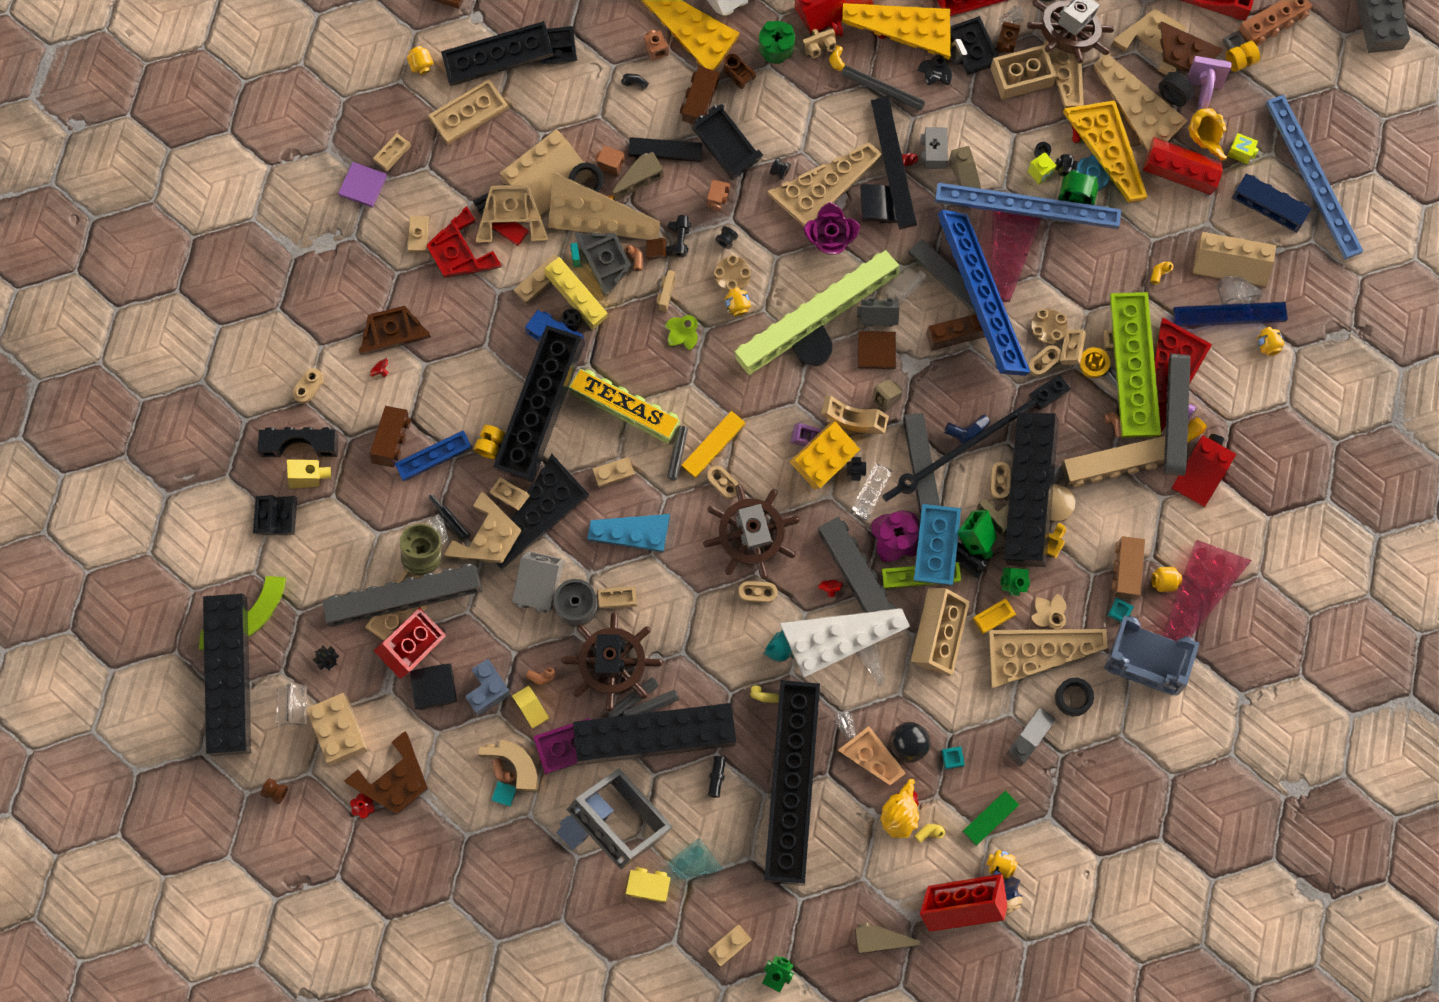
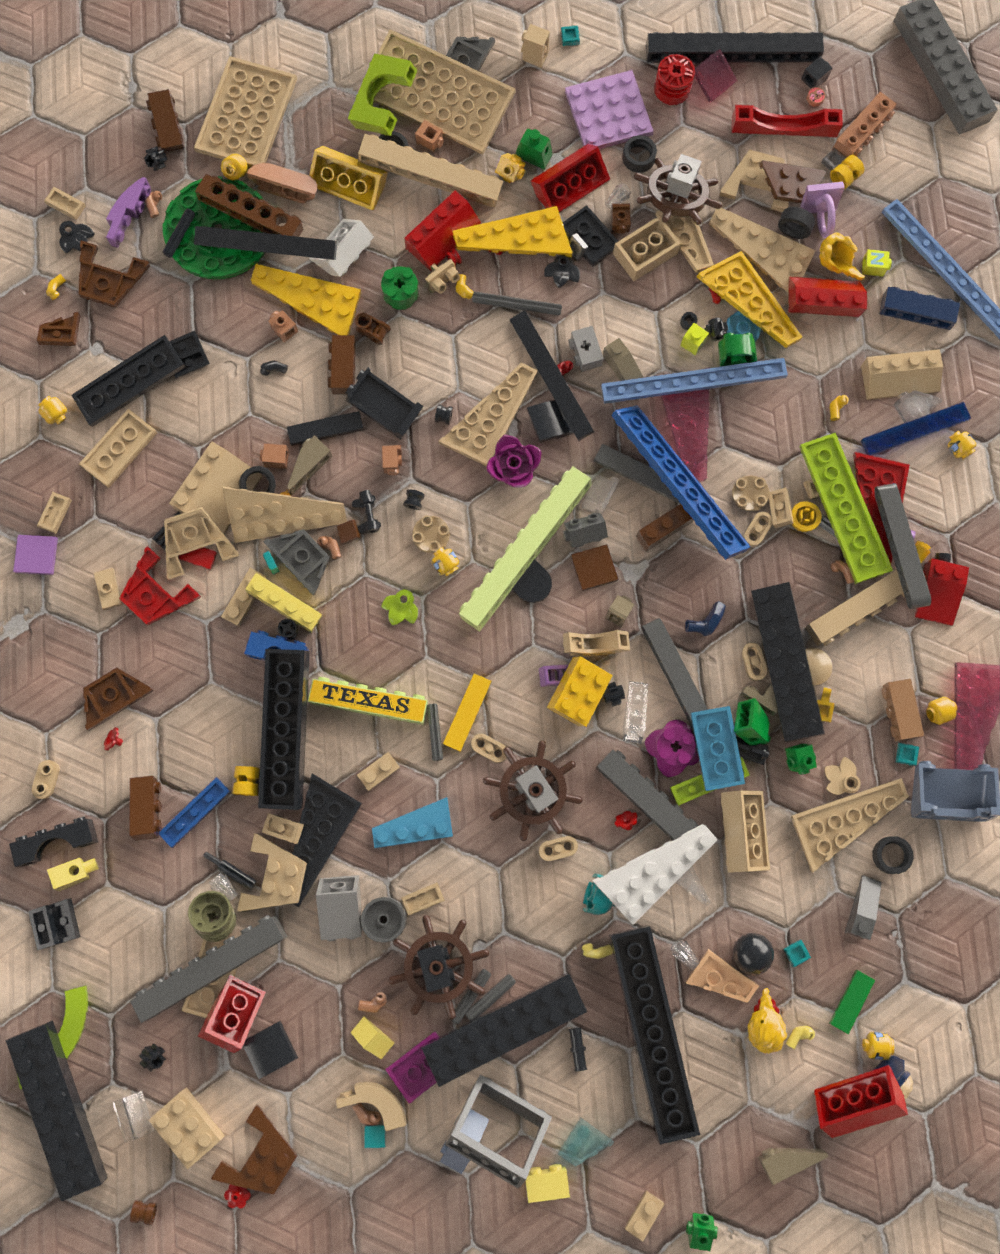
camera: 20 degrees left, 5 degrees up
(491, 690) = (329, 1034): sand blue brick -> none
(664, 298) = (372, 579): tan plate -> none
(994, 616) = (790, 798): yellow tile -> none
(1040, 397) = (765, 568): black bar -> none

